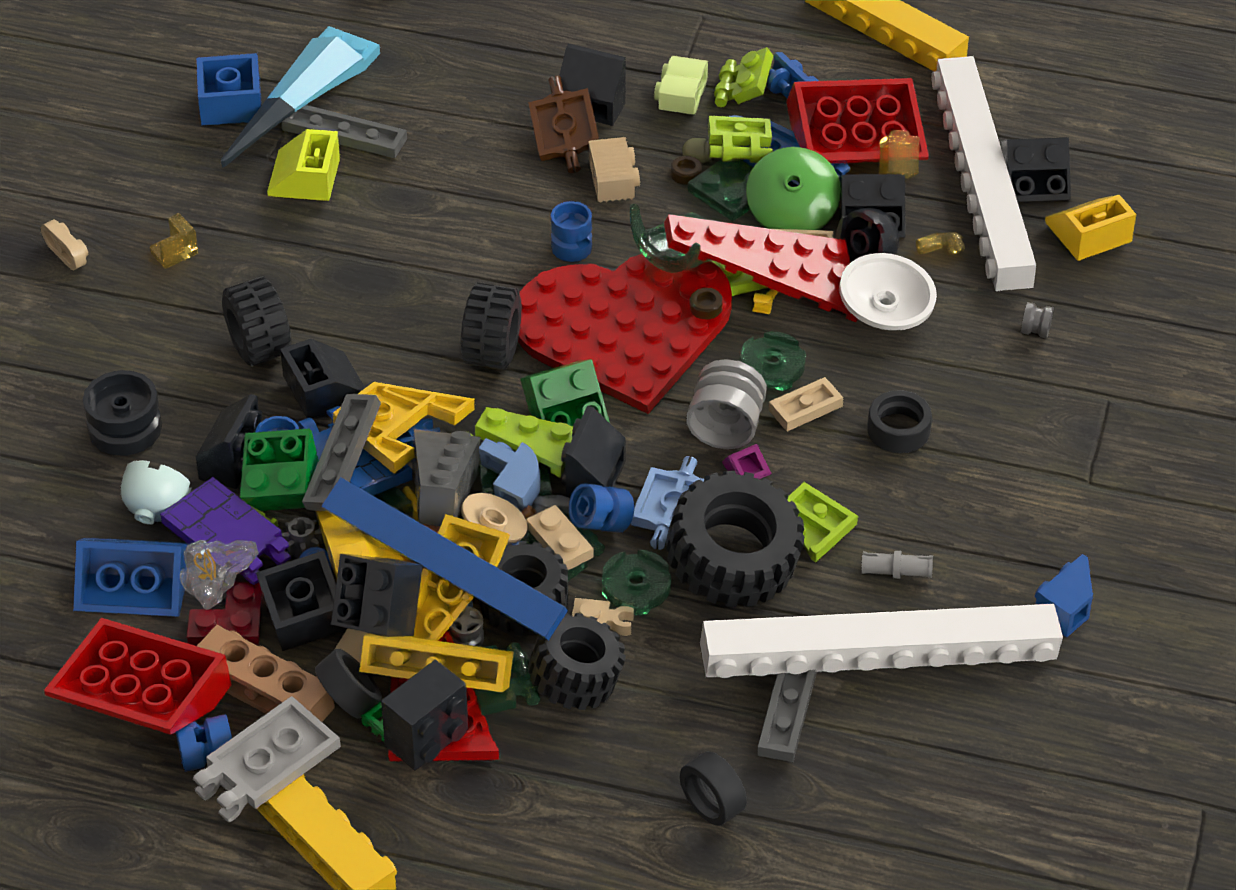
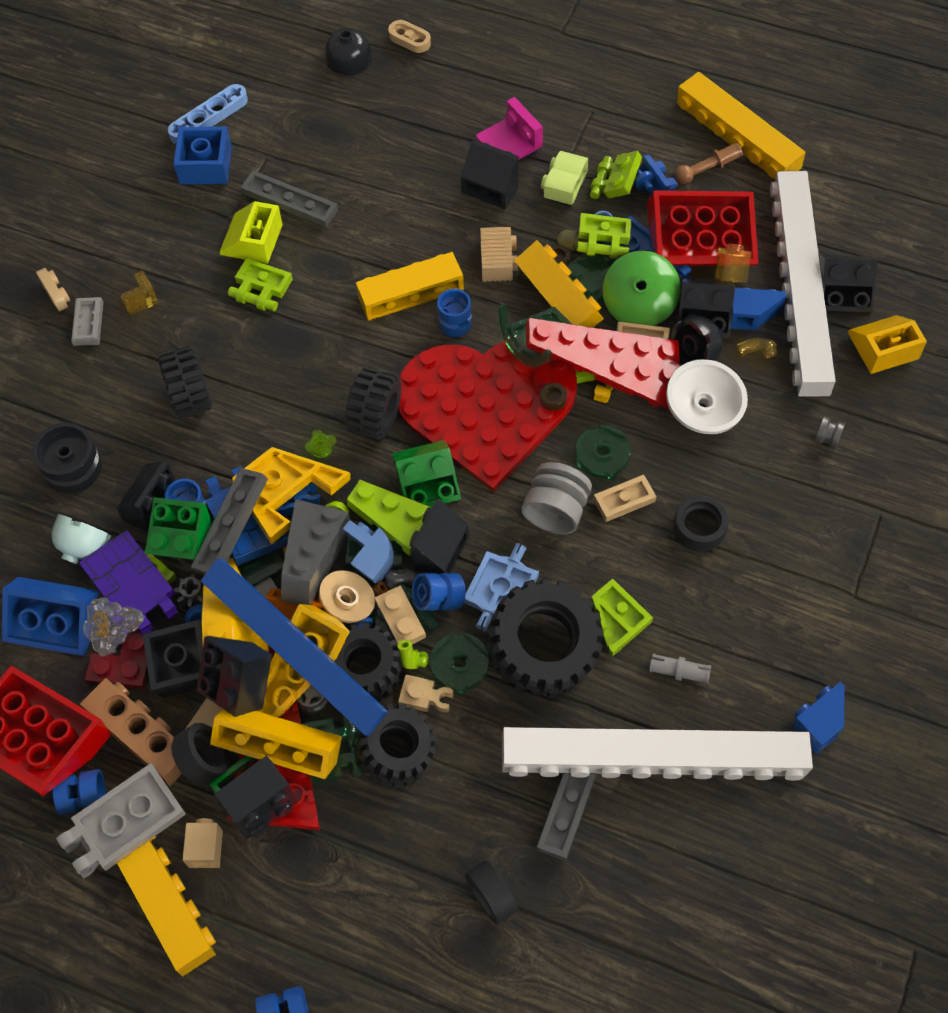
camera: 10 degrees right, 15 degrees up
(114, 275) = (87, 321): none -> light grey plate
(249, 29) = (230, 98): none -> light blue beam
(318, 376) = (232, 436): black slope -> none
(320, 67) = (279, 139): medium azure plate -> none
(327, 215) = (263, 278): none -> lime plate
(363, 782) = (202, 844): none -> tan brick
(430, 378) = (323, 450): none -> clear neon green plate
(508, 209) = (409, 285): none -> yellow brick
(563, 124) = (463, 209): reddish brown plate -> none
(577, 580) = (411, 658): none -> lime arm
(618, 35) = (517, 133): none -> dark pink bracket
(687, 189) = (557, 287): none -> yellow brick
(749, 461) = (568, 553): magenta slope -> none
(865, 53) = (685, 174): none -> medium nougat pin
(932, 202) = (755, 307): none -> blue slope

